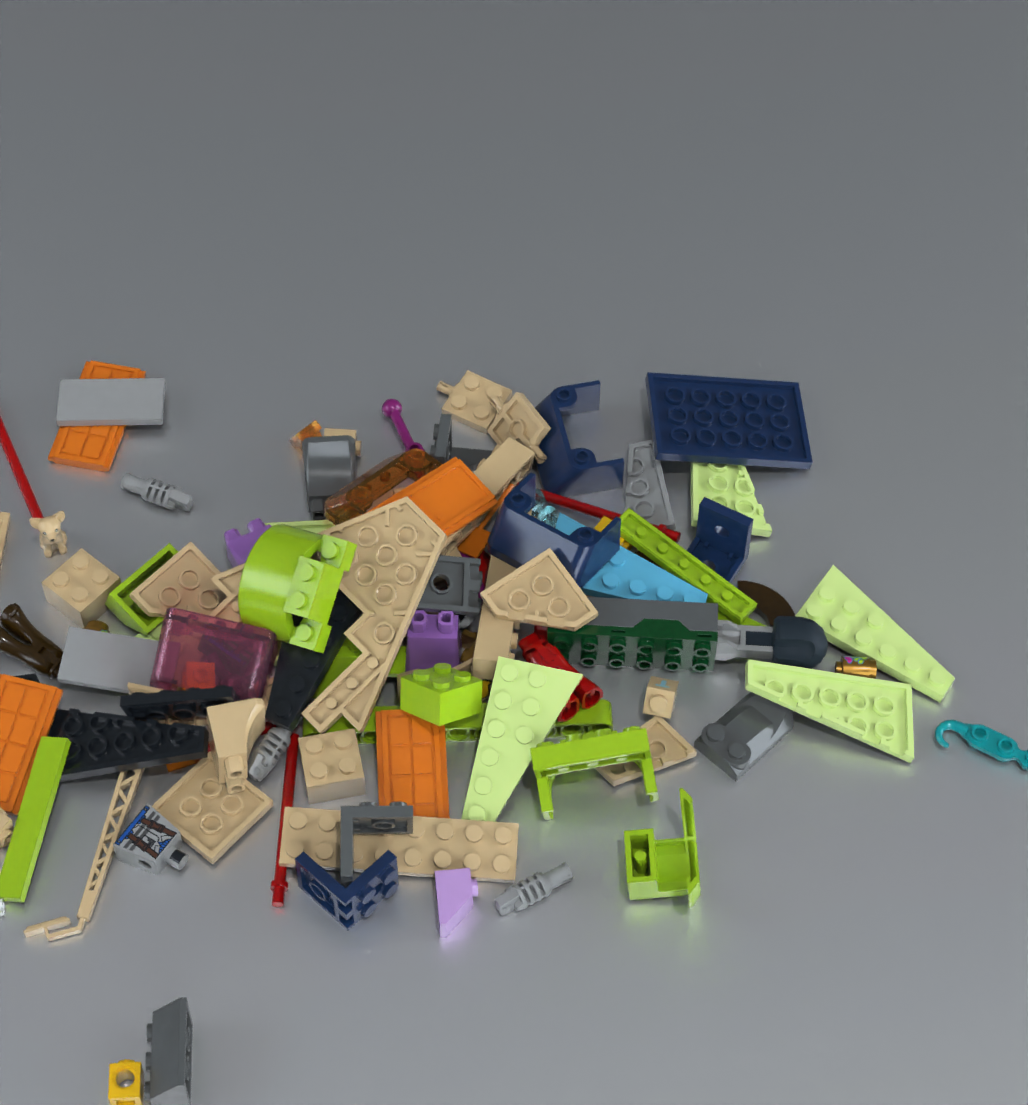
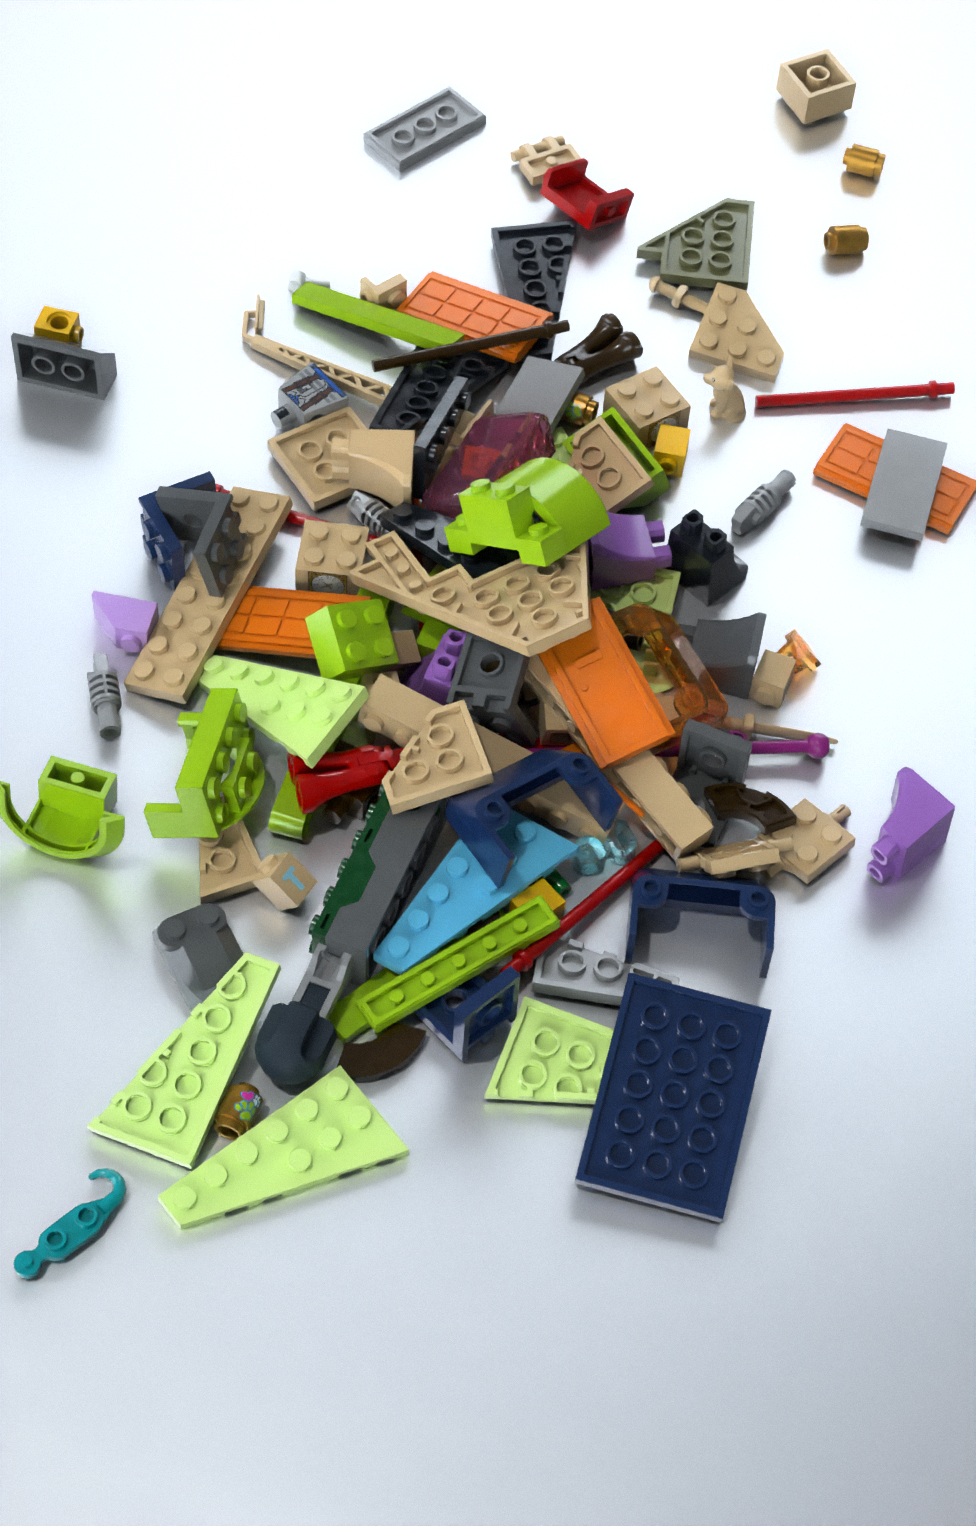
camera: 105 degrees right, 0 degrees up
(26, 667) = (545, 330): none -> dark brown bar
(124, 559) = (672, 449): none -> yellow brick
(240, 505) = (704, 559): none -> black hips
(387, 451) = (748, 727): none -> tan sword
(452, 336) = (913, 829): none -> medium lavender hips
(467, 431) = (756, 807): none -> dark brown tile

